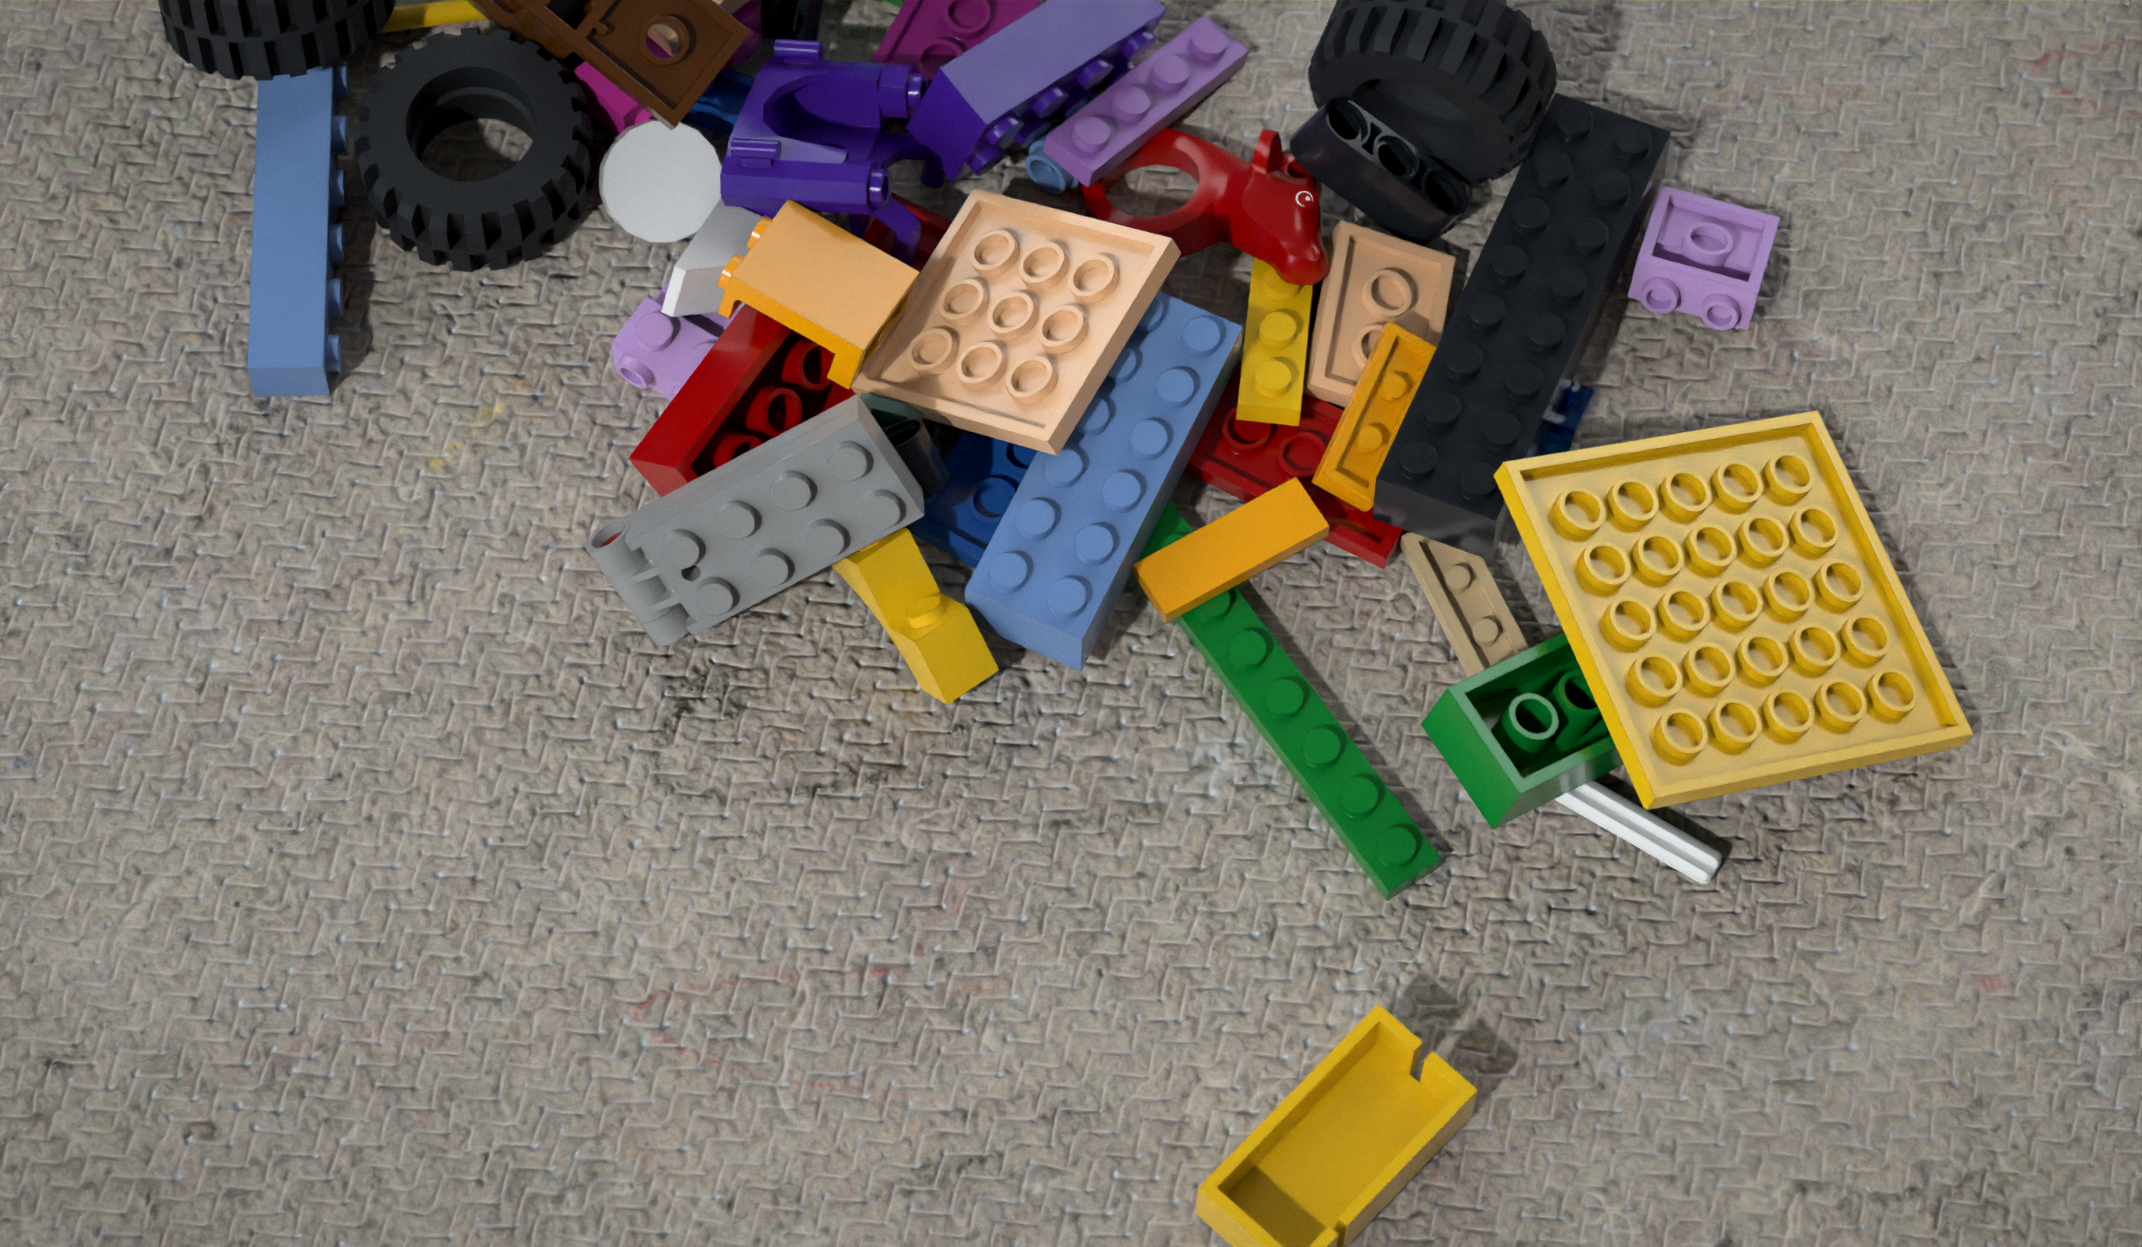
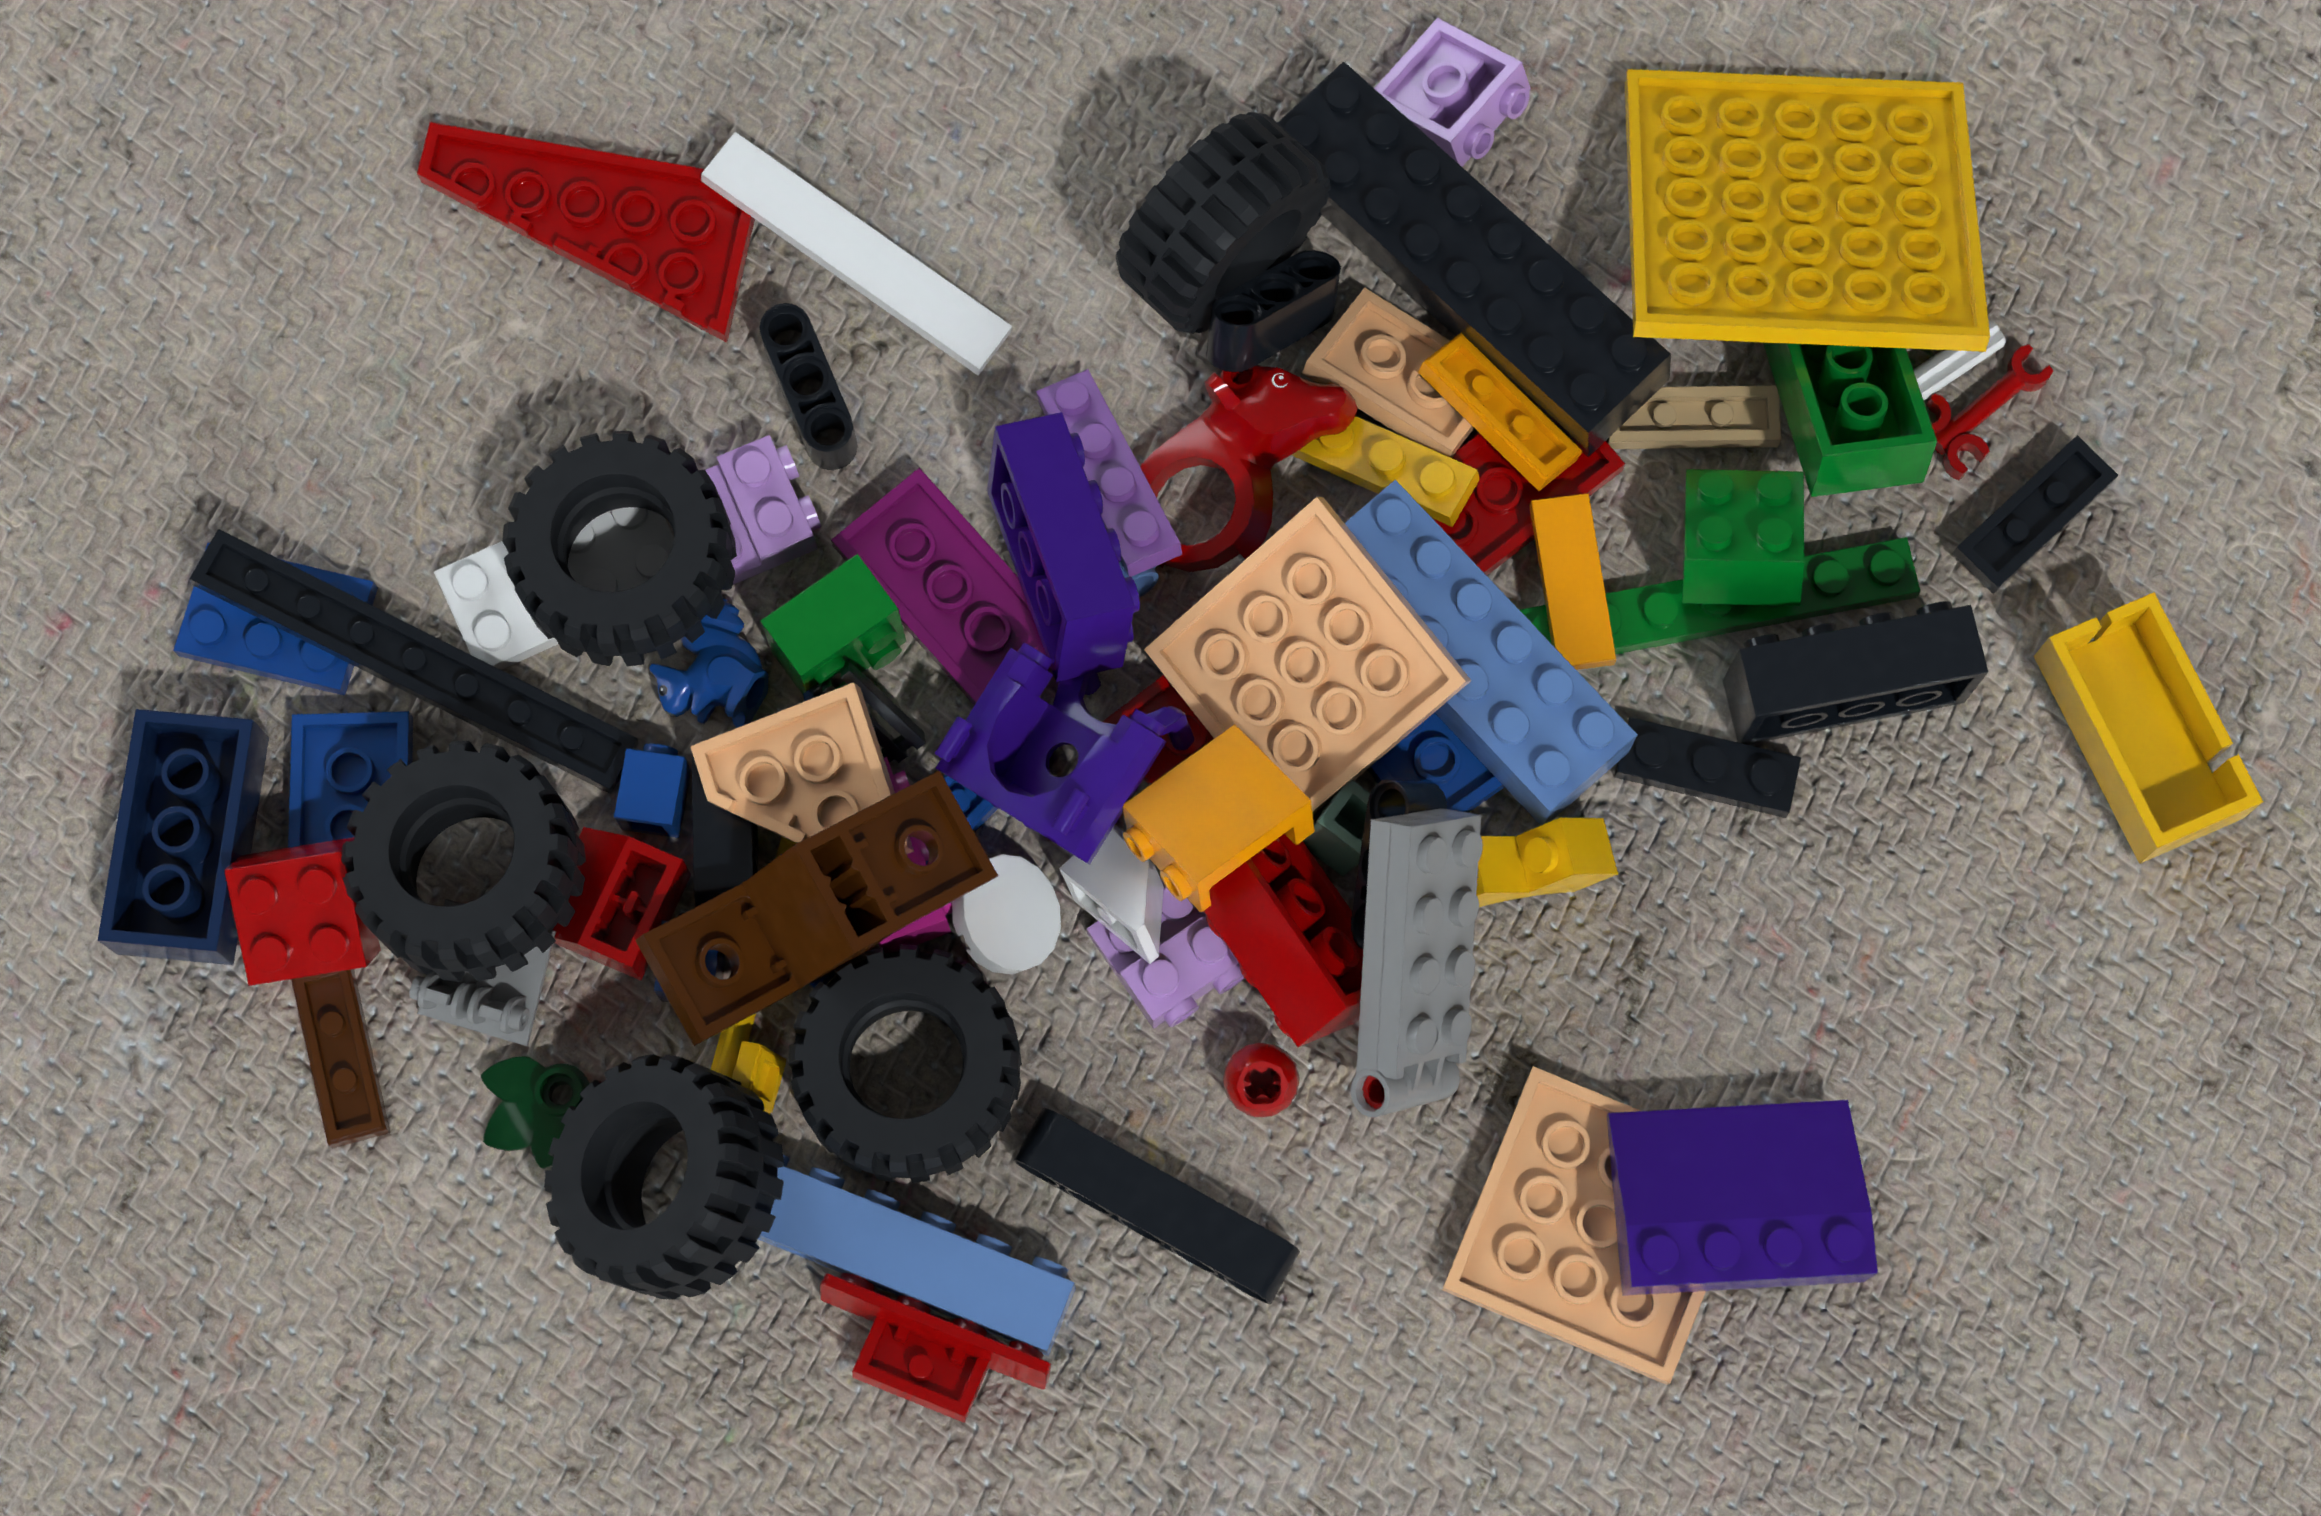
camera: 65 degrees left, 10 degrees up
(202, 280) = (924, 1355): none -> red bracket
(408, 28) = (760, 1072): none -> yellow tile
(434, 424) = (1156, 1205): none -> black beam
(584, 826) = (1548, 1236): none -> light nougat plate
(595, 463) = (1261, 1080): none -> red piece
(656, 927) = (1739, 1198): none -> dark purple slope
(1106, 762) = (1710, 768): none -> black plate
(1256, 840) = (1854, 673): none -> black brick
(1351, 684) = (1743, 537): none -> green brick
(1527, 974) = (2035, 514): none -> black plate
(1582, 865) = (1954, 434): none -> red bar

